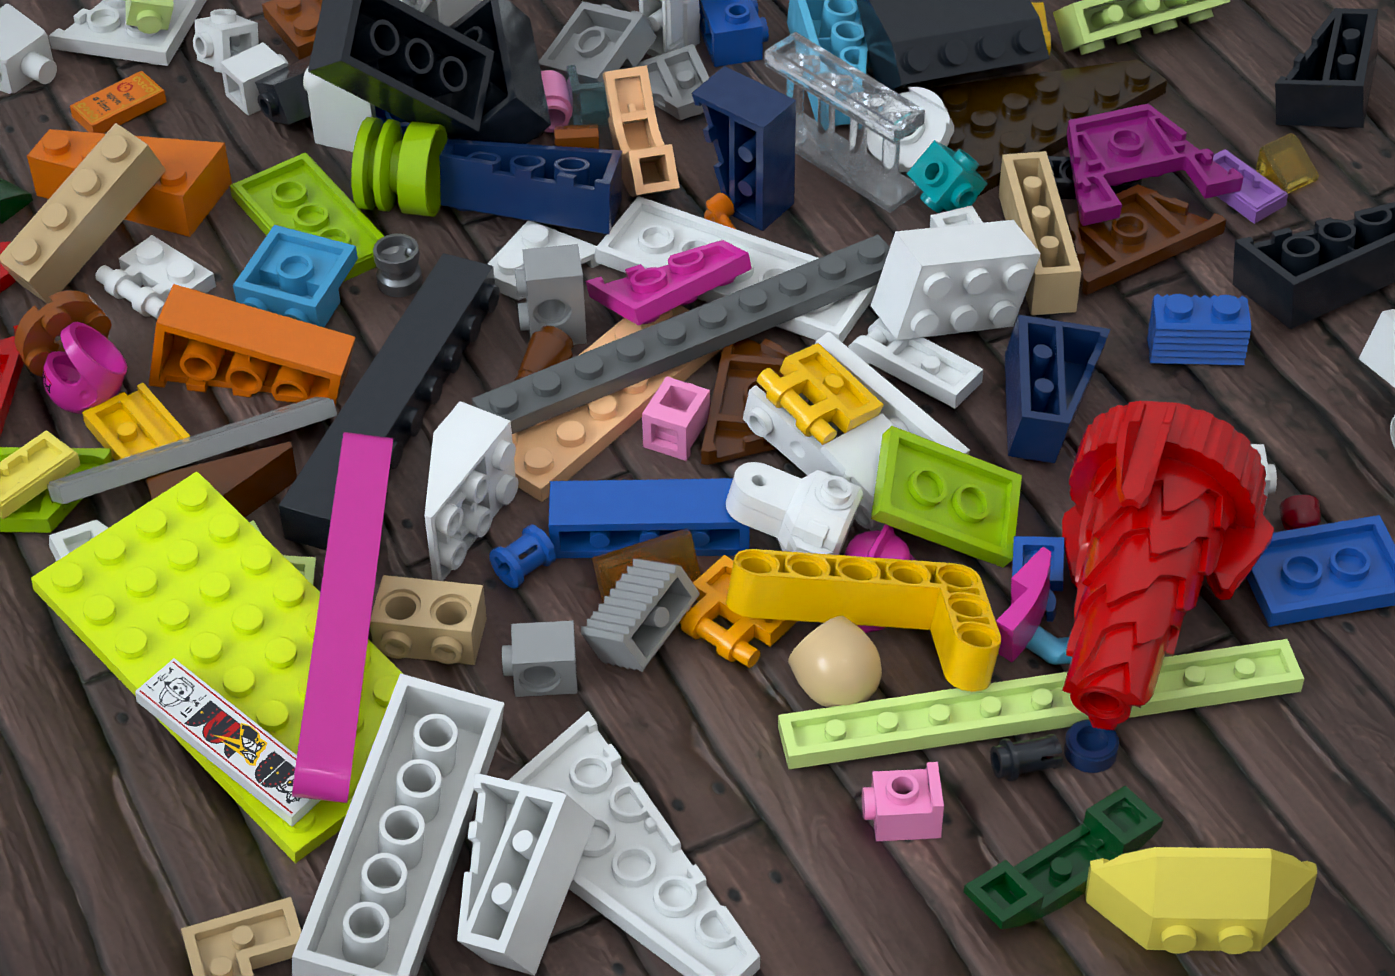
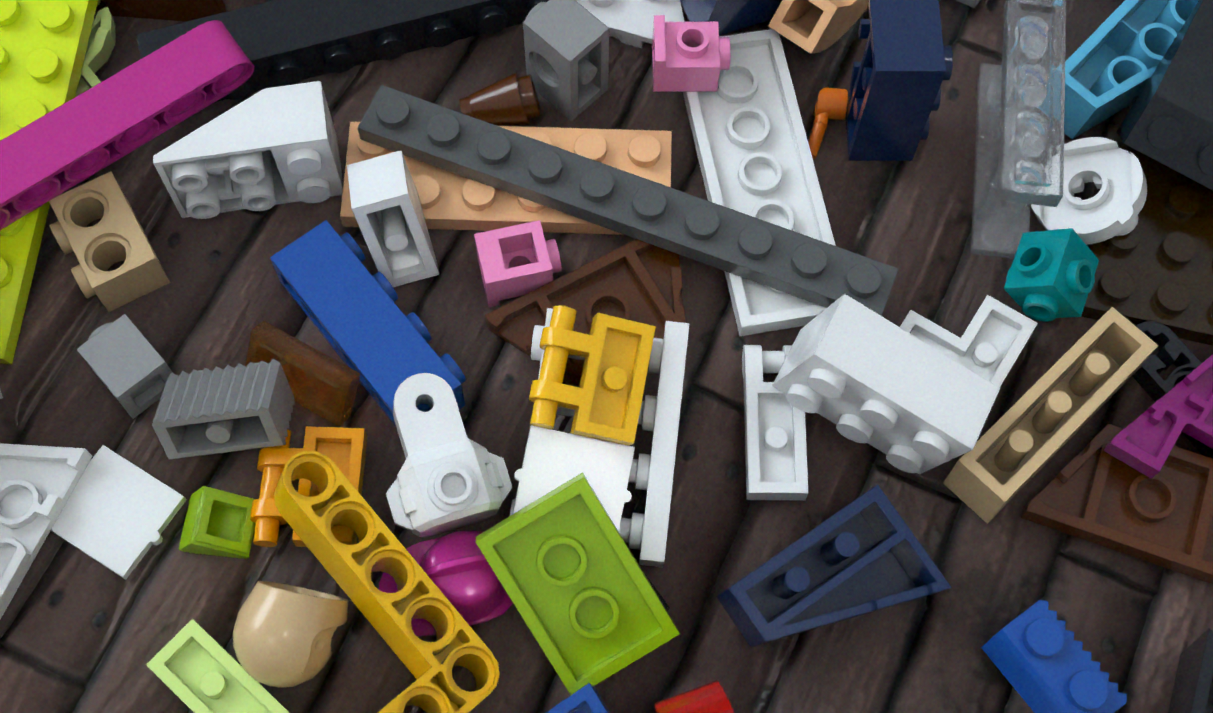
camera: 50 degrees right, 20 degrees up
(507, 562) = (242, 260): blue bush -> none
(582, 442) = (391, 218): none -> white slope
(624, 231) = (688, 56): none -> bright pink brick
(649, 733) = (117, 512): none -> white piece
(656, 290) = (661, 135): dark pink wing -> none
(709, 682) = (218, 524): none -> lime slope

